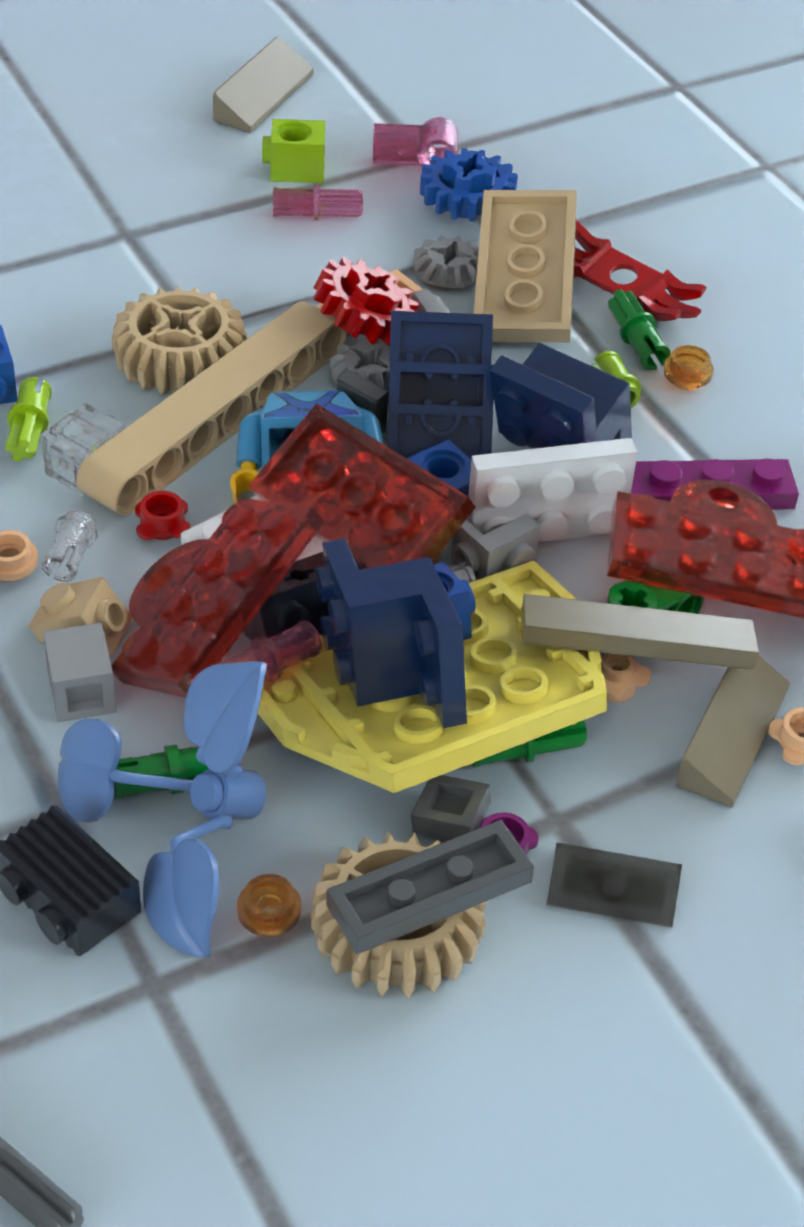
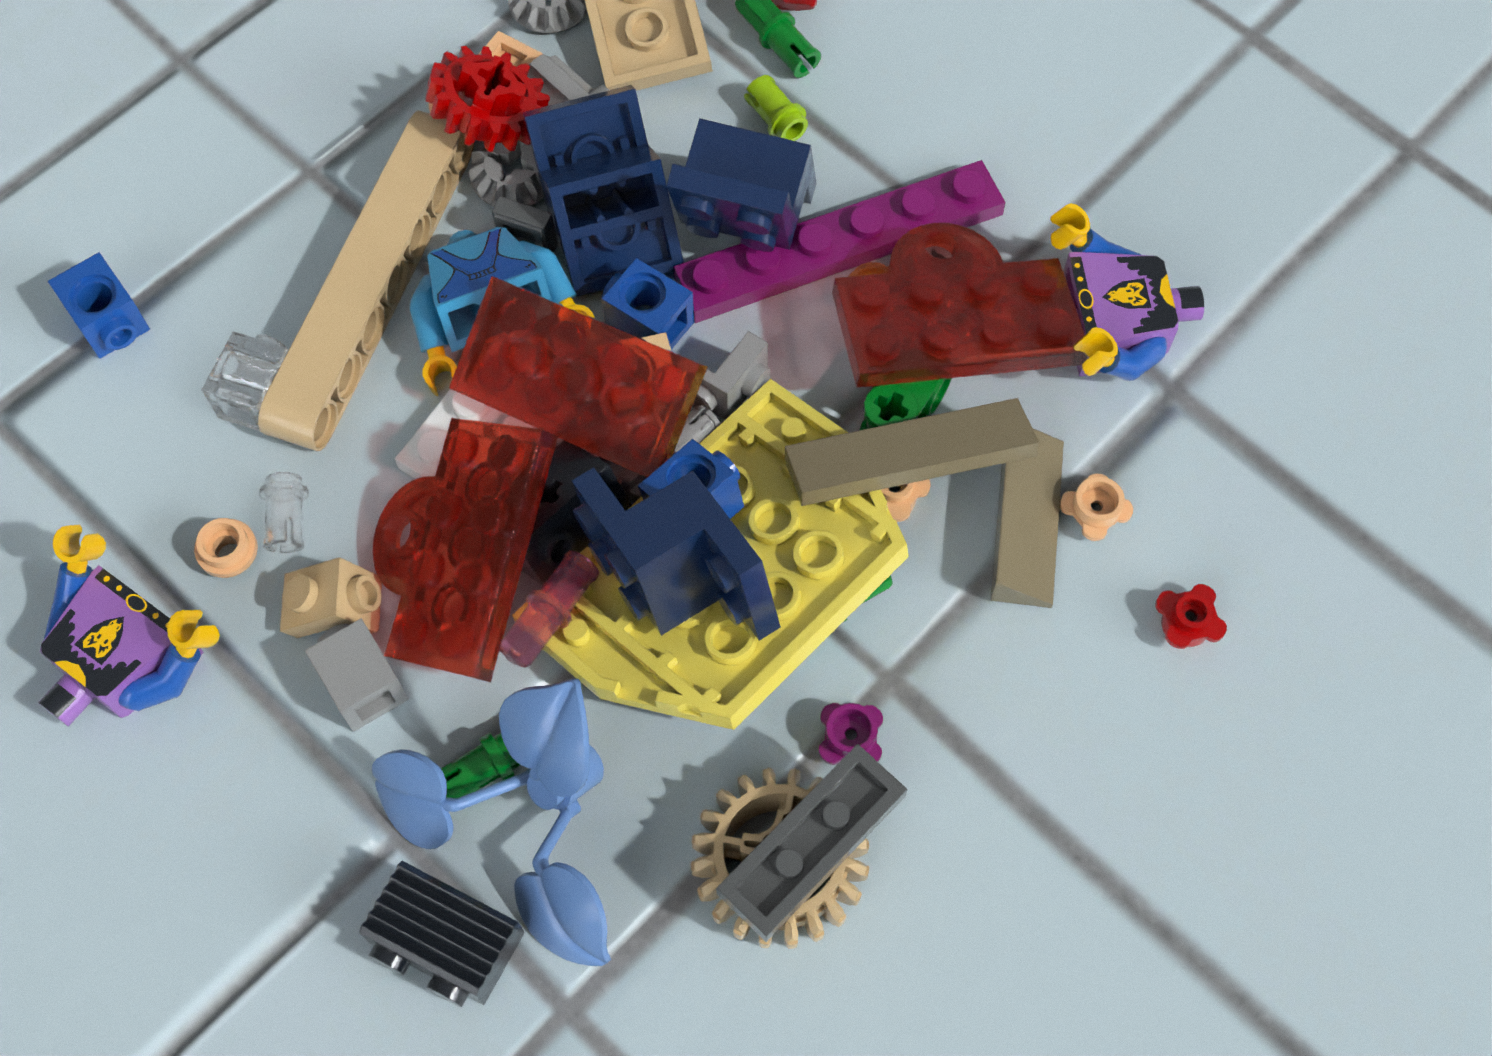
camera: 15 degrees left, 20 degrees up
(28, 419) = (174, 359): lime axle -> none
(161, 516) = (359, 429): red plate -> none
(174, 337) = (297, 183): tan gear -> none
(265, 892) = (644, 868): clear orange plate -> none
(450, 807) = (790, 715): dark grey plate -> none
(559, 487) = (764, 295): white plate -> none
(614, 885) = (969, 741): clear smoke slope -> none
(688, 367) = (845, 68): clear orange plate -> none

